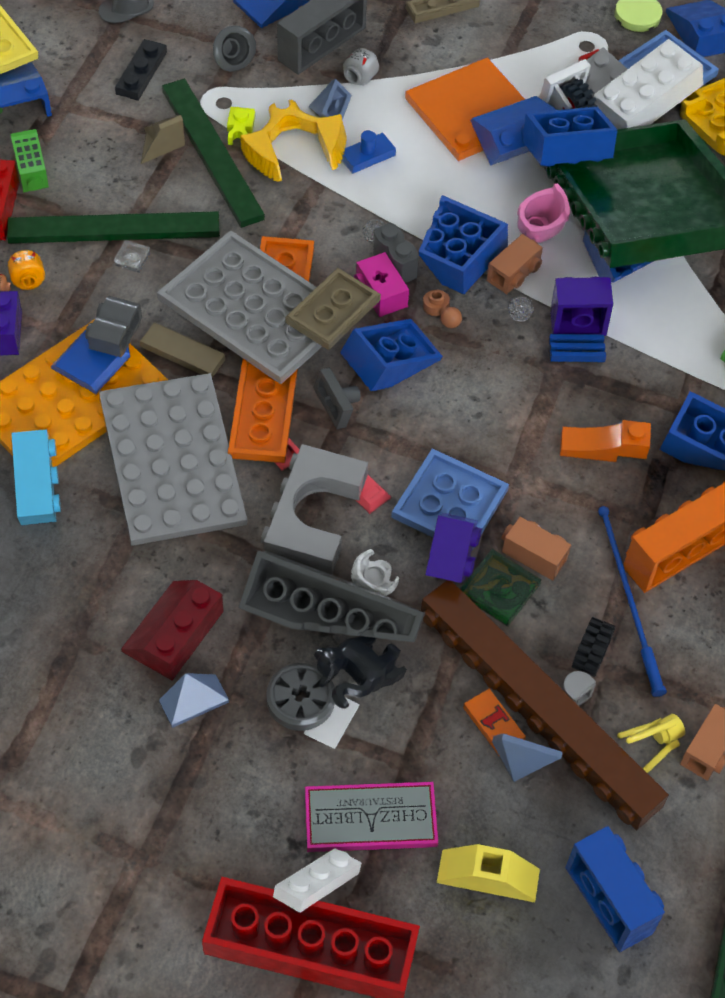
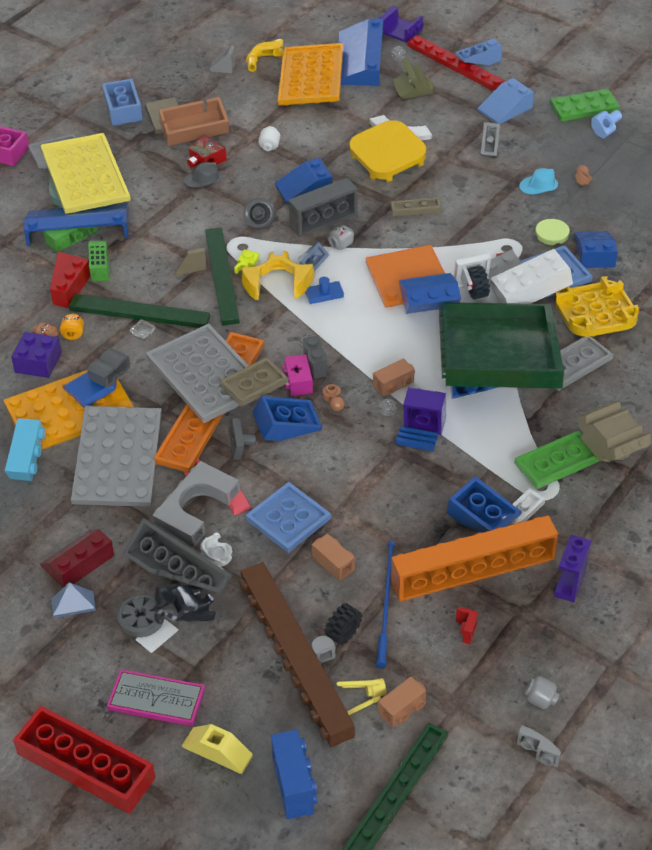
camera: 20 degrees right, 10 degrees down
(141, 69) = (196, 218): black plate -> none
(182, 350) = (152, 393): dark tan tile -> none
(317, 880) = (101, 722): white plate -> none
(452, 548) = (271, 542): dark purple brick -> none
(461, 244) = (359, 358): blue wedge -> none
(491, 717) = (261, 658): orange tile -> none
(500, 587) = (300, 577): clear green tile -> none
(523, 756) = (269, 682): sand blue slope -> none
(543, 214) = (422, 349): bright pink helmet -> none
(569, 136) = (456, 299): blue brick -> none
(607, 442) = (410, 501): orange slope -> none

